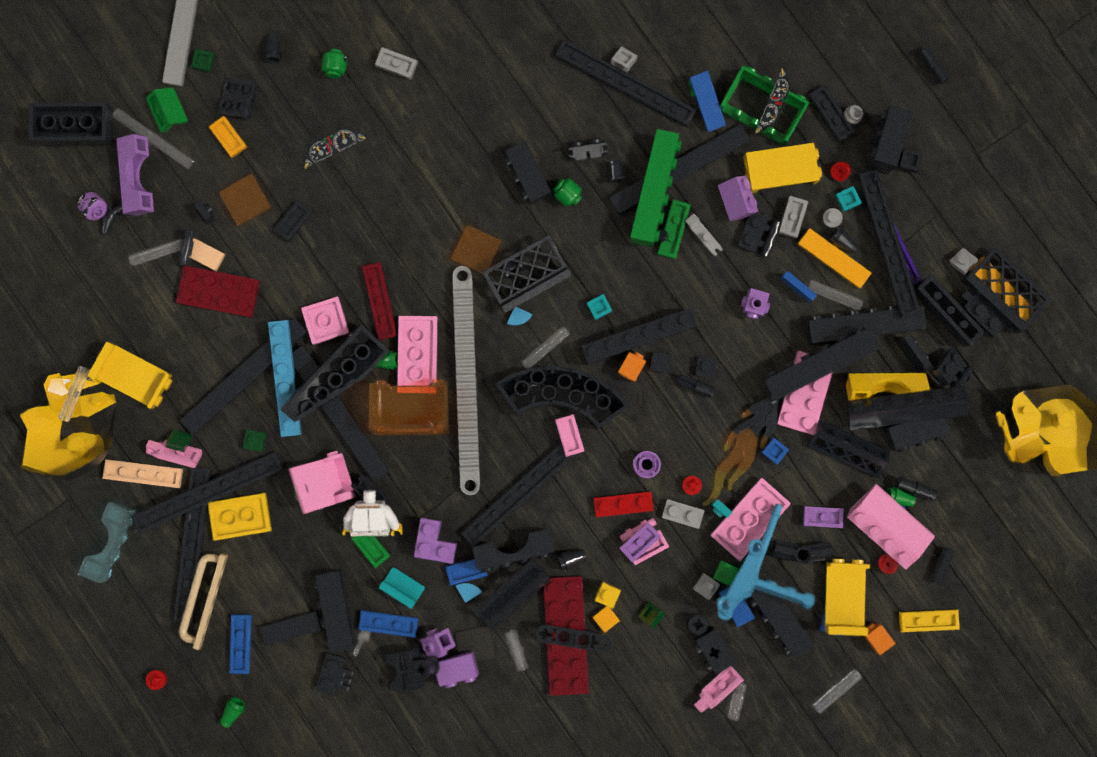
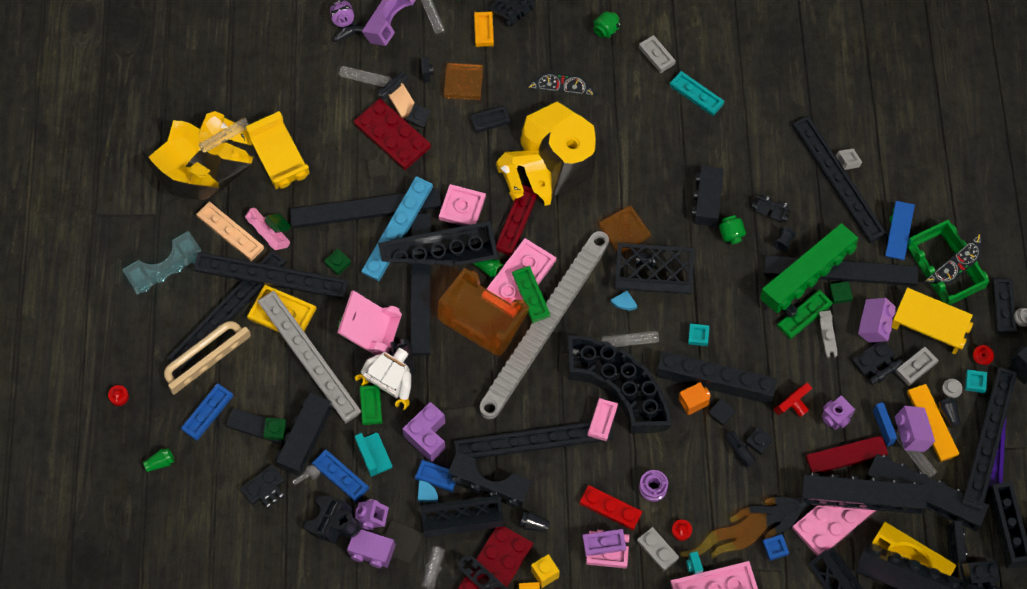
camera: 35 degrees right, 20 degrees down
(229, 260) = (418, 115): none -> black plate
(290, 541) = (309, 357): none -> light grey tile
(308, 623) = (275, 429): none -> dark green plate
(374, 219) = (556, 153): none -> yellow piece
(438, 365) = (531, 294): none -> green tile
(454, 79) = (697, 93): none -> teal tile
(691, 189) = (841, 292): none -> dark green tile
(713, 314) = (794, 401): none -> red tile
(782, 333) = (846, 455): none -> dark red tile
(825, 277) = (914, 428): none -> medium lavender brick

